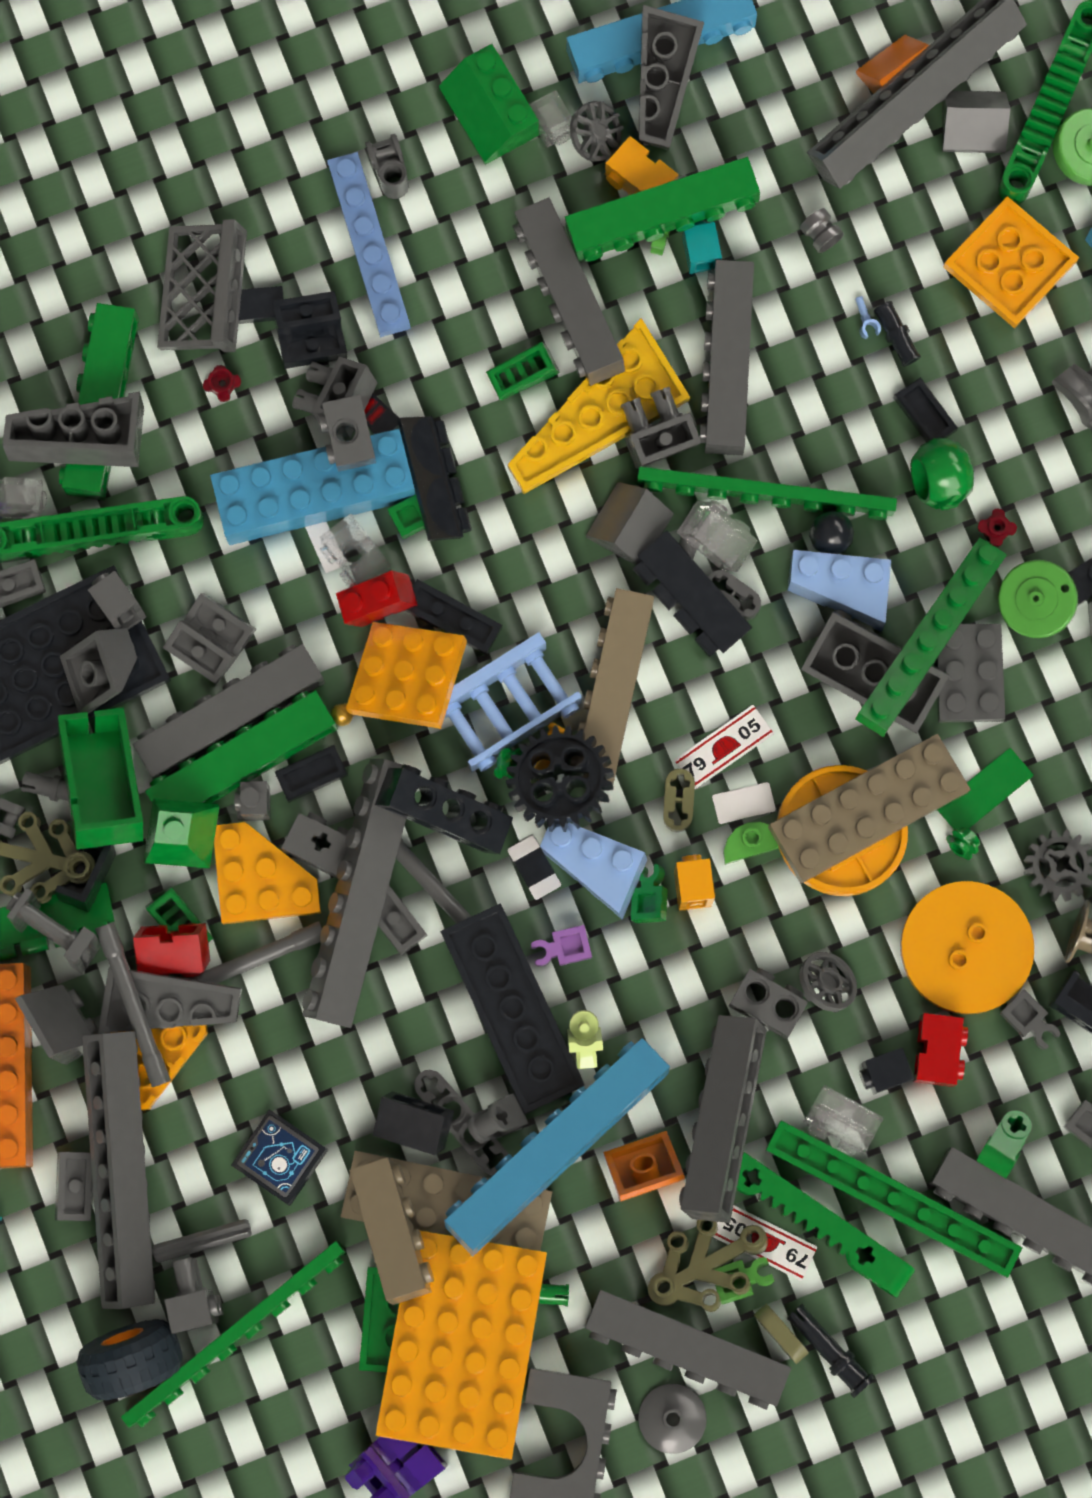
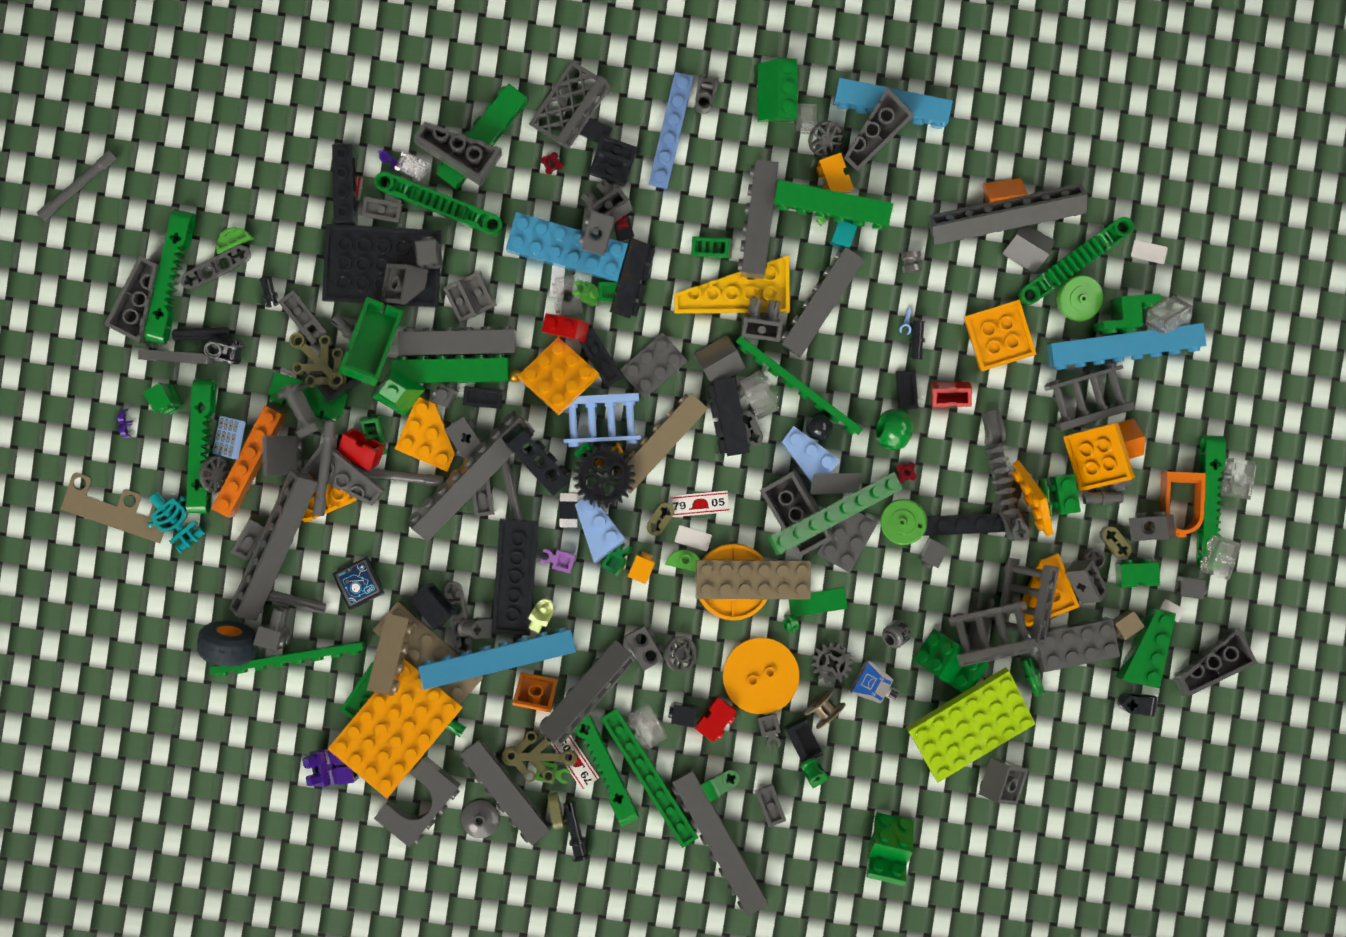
camera: 30 degrees right, 10 degrees up
(381, 531) = (588, 292): none -> bright green plate
(537, 585) = (653, 365): none -> dark grey plate
(904, 598) = (835, 483): none -> dark grey sticker
(993, 379) = (951, 394): none -> red brick

